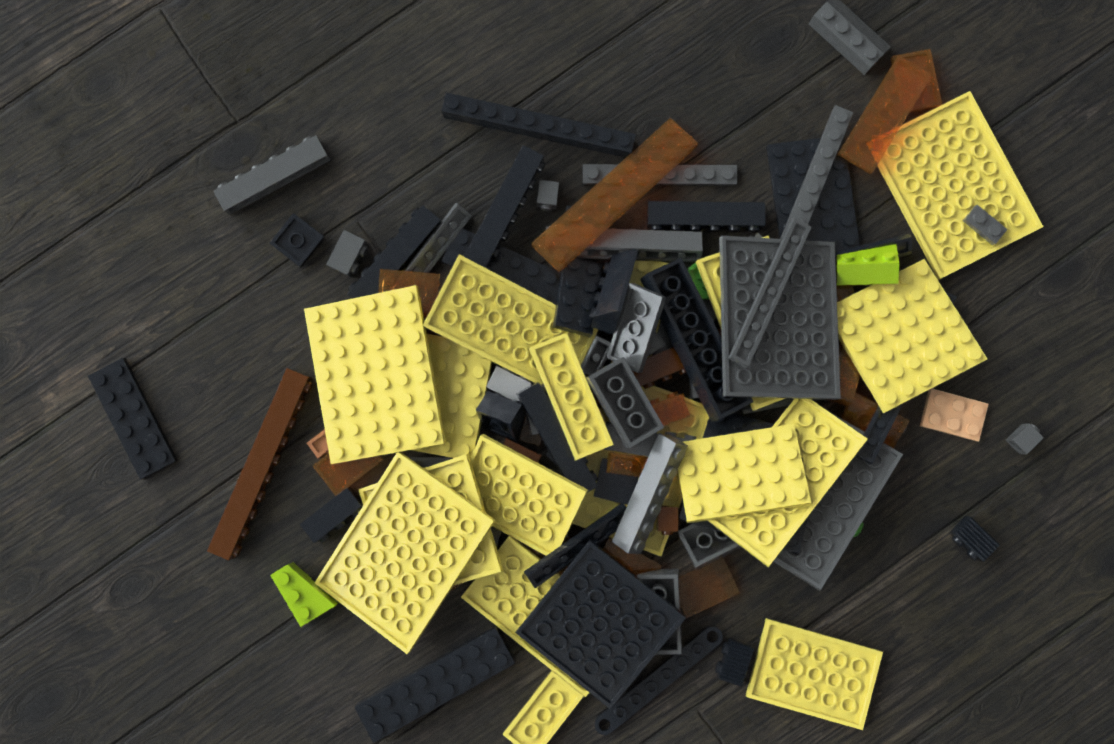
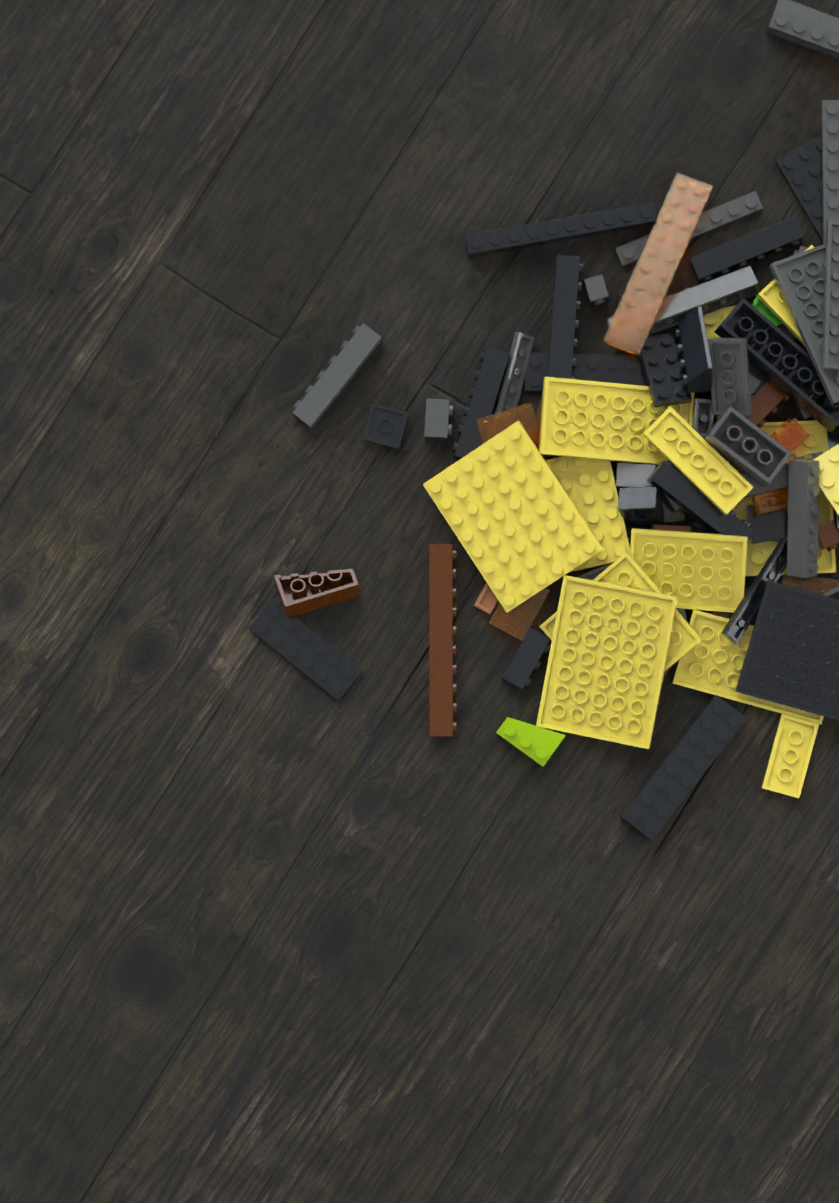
camera: 20 degrees left, 0 degrees up
(159, 366) = (315, 590): none -> reddish brown wedge

